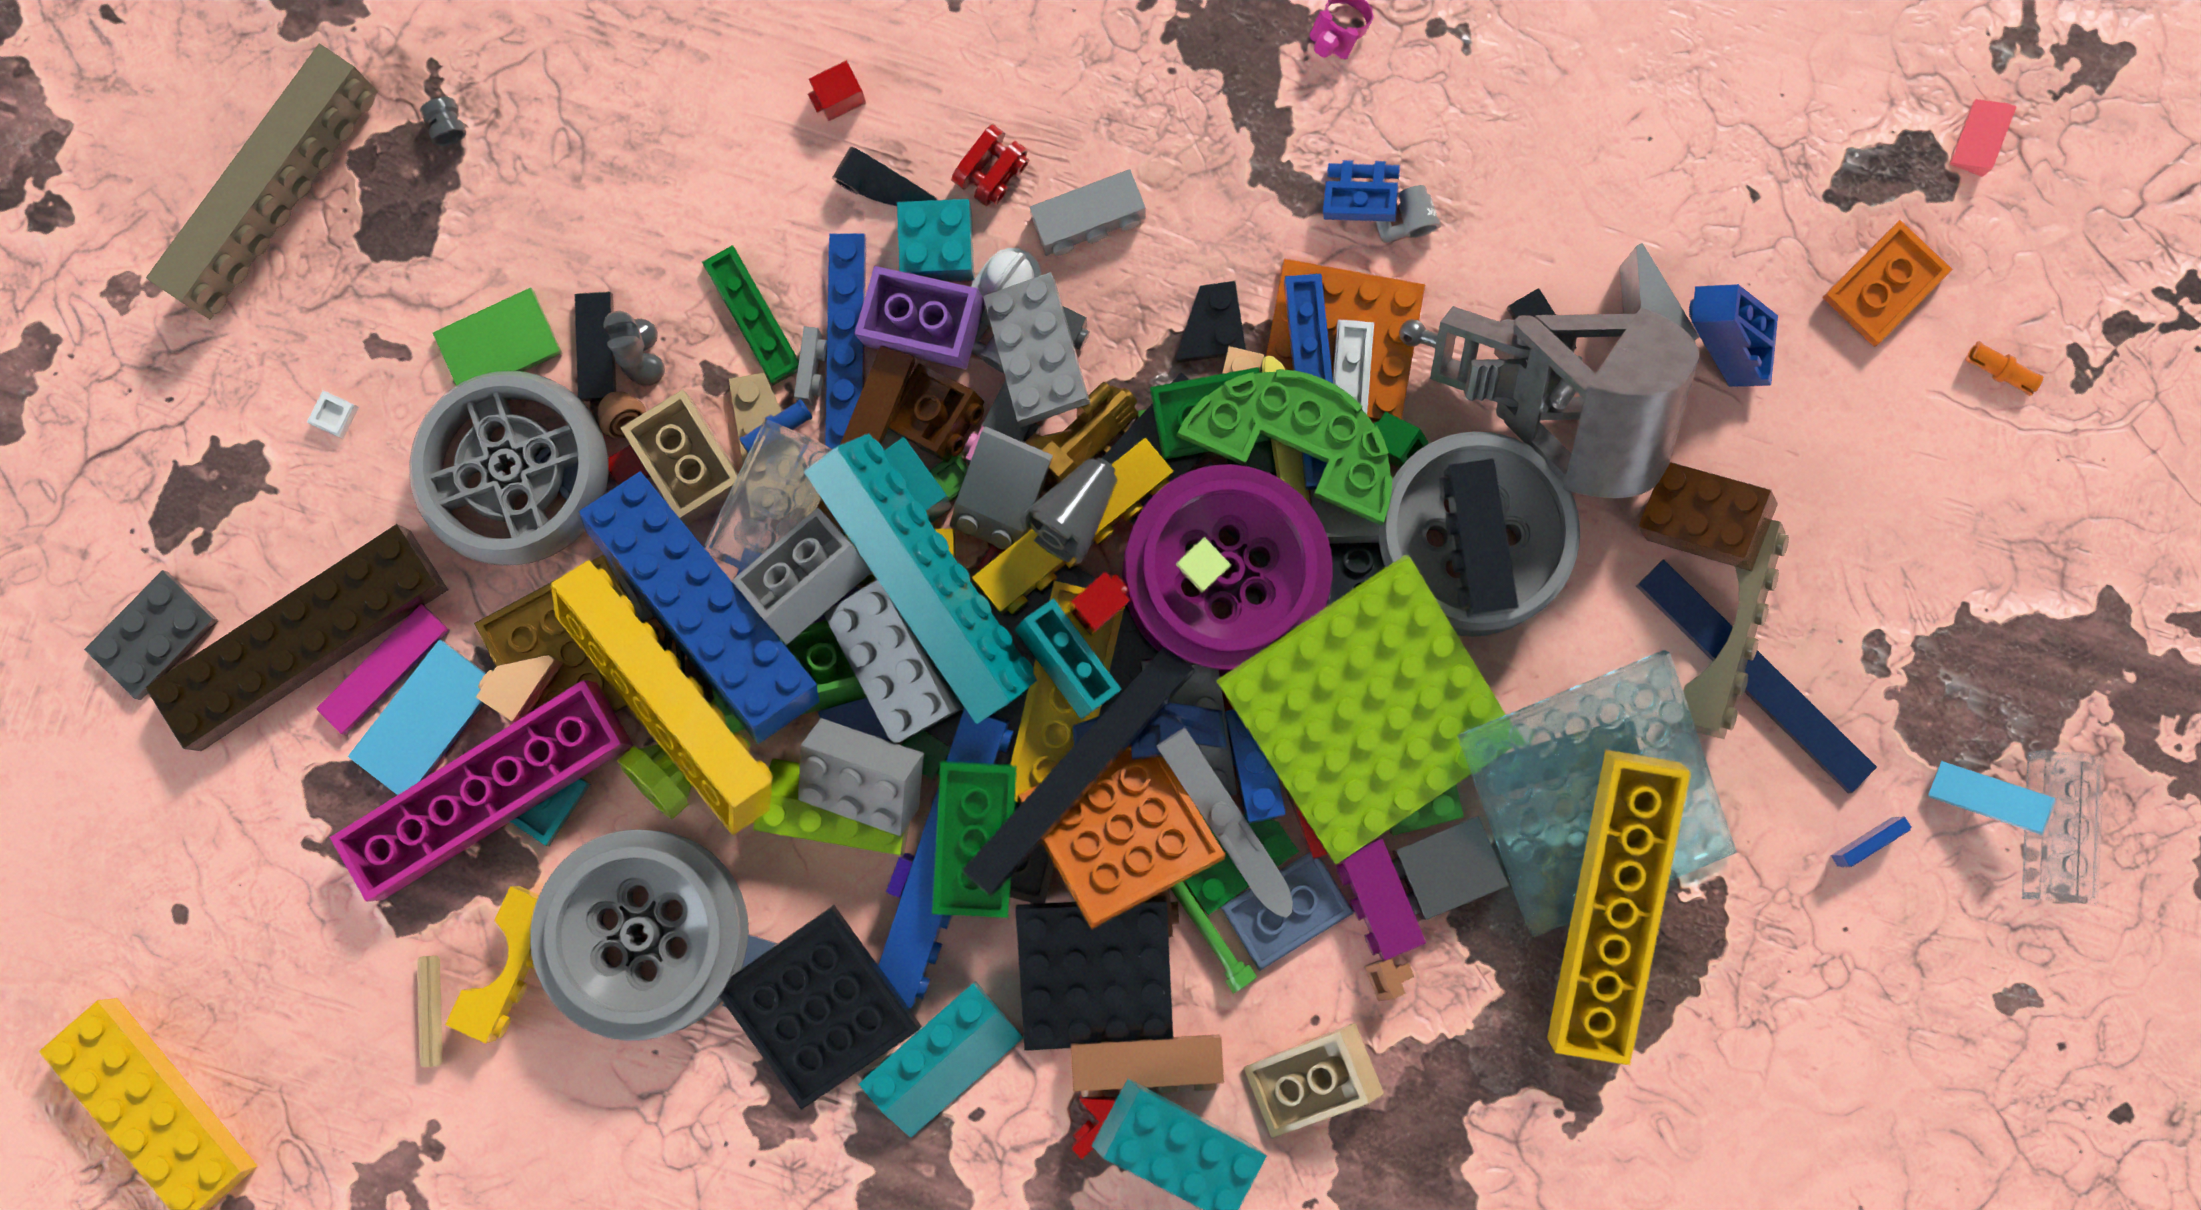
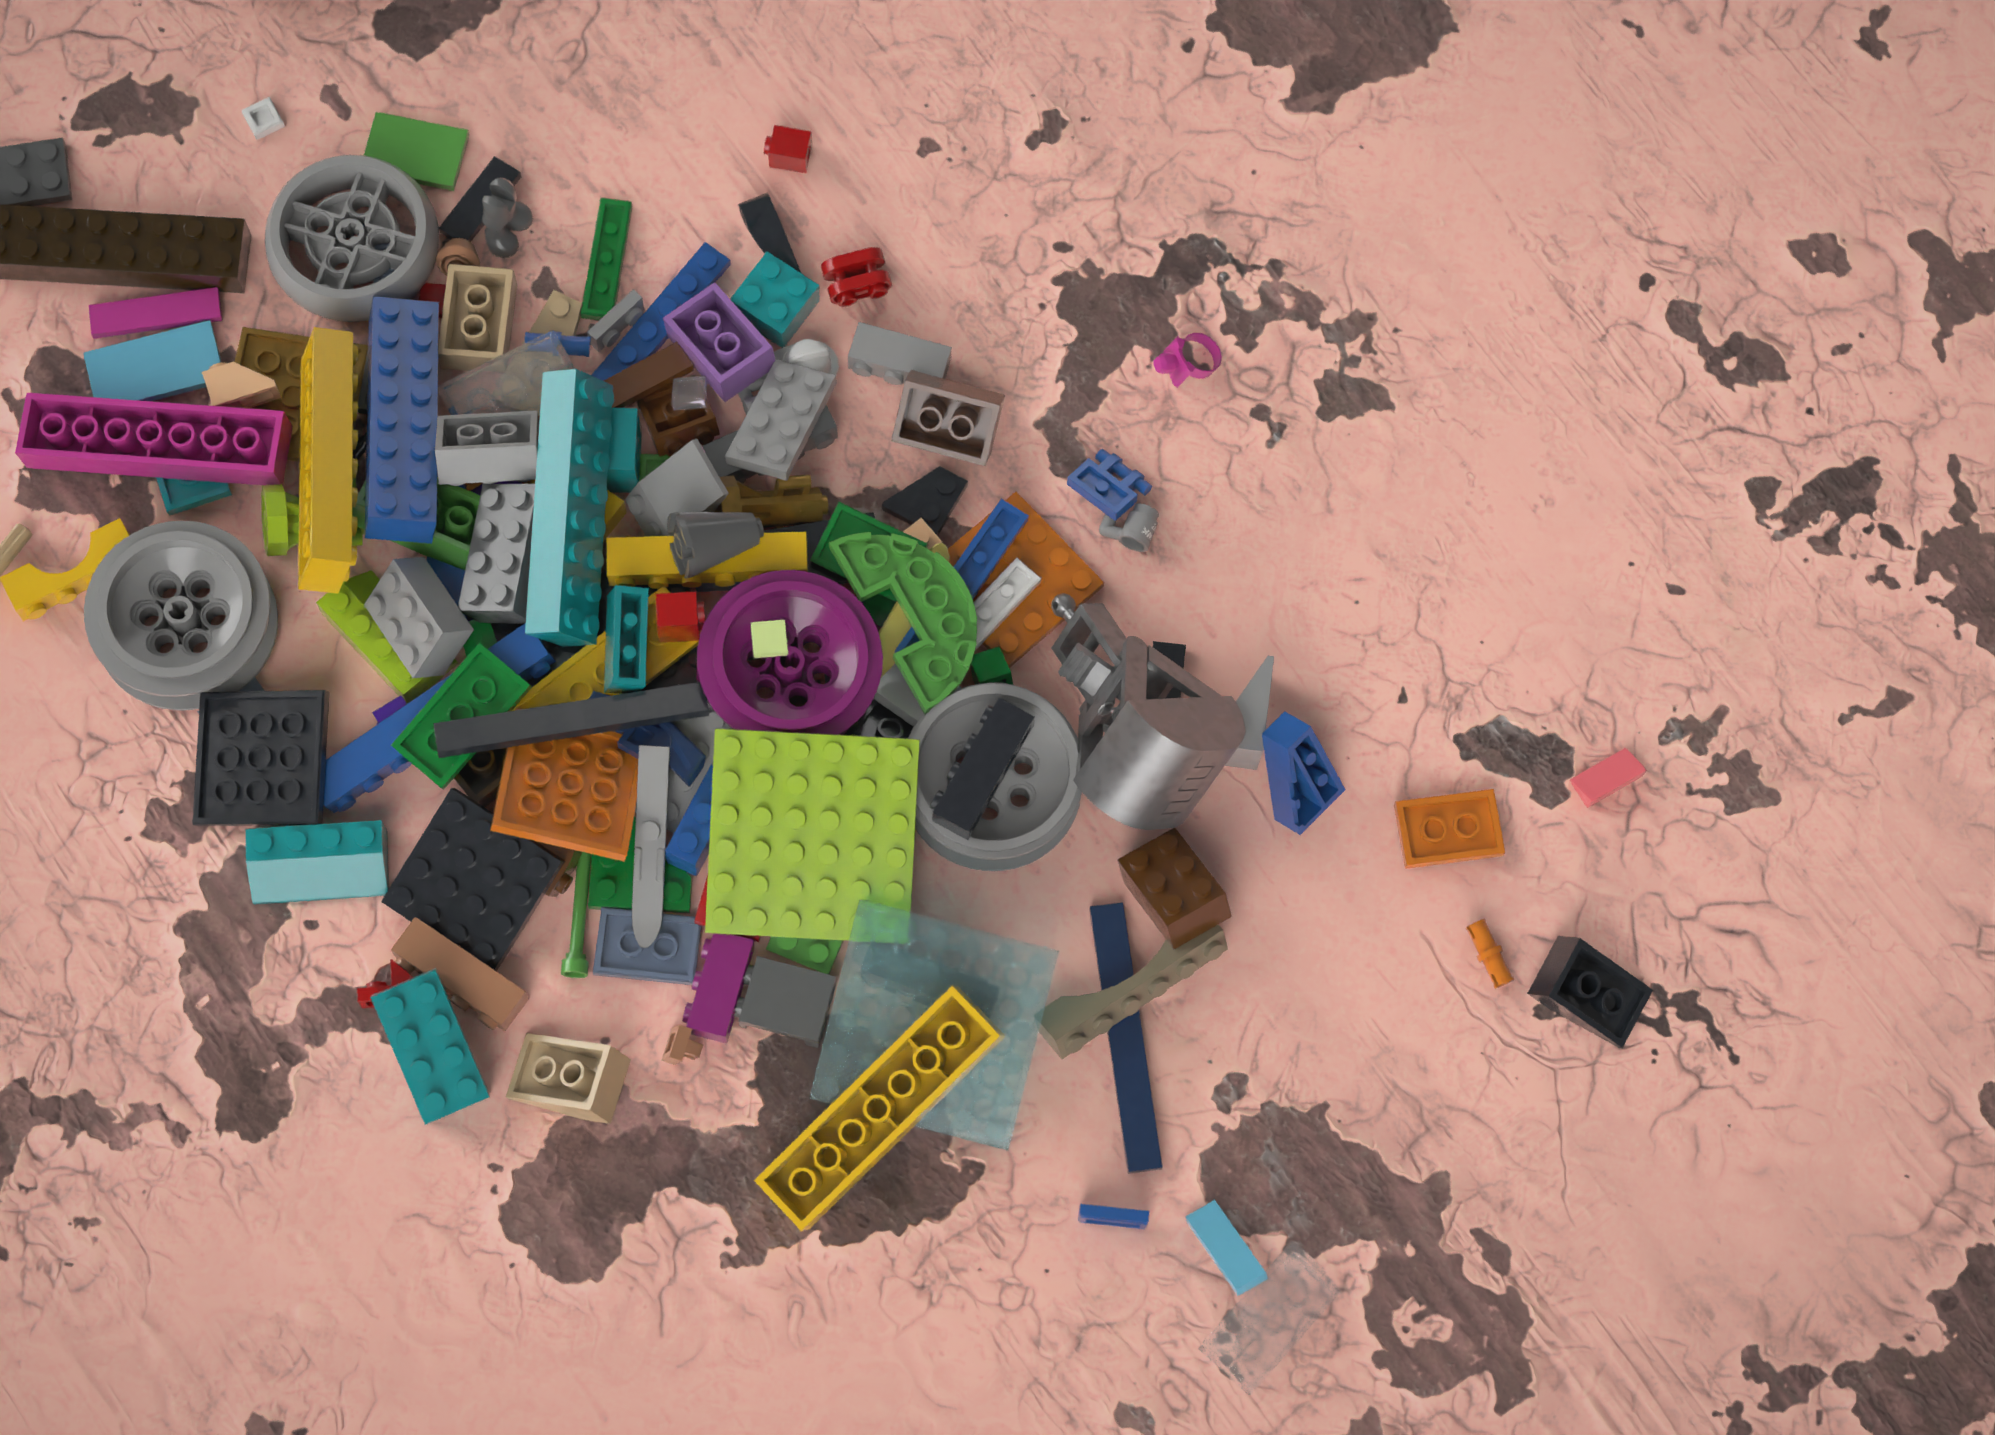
camera: 30 degrees right, 10 degrees down
(930, 384) = (689, 393): none -> clear tile
(1180, 236) = (948, 417): none -> reddish brown brick
(2111, 337) = (1590, 990): none -> black slope

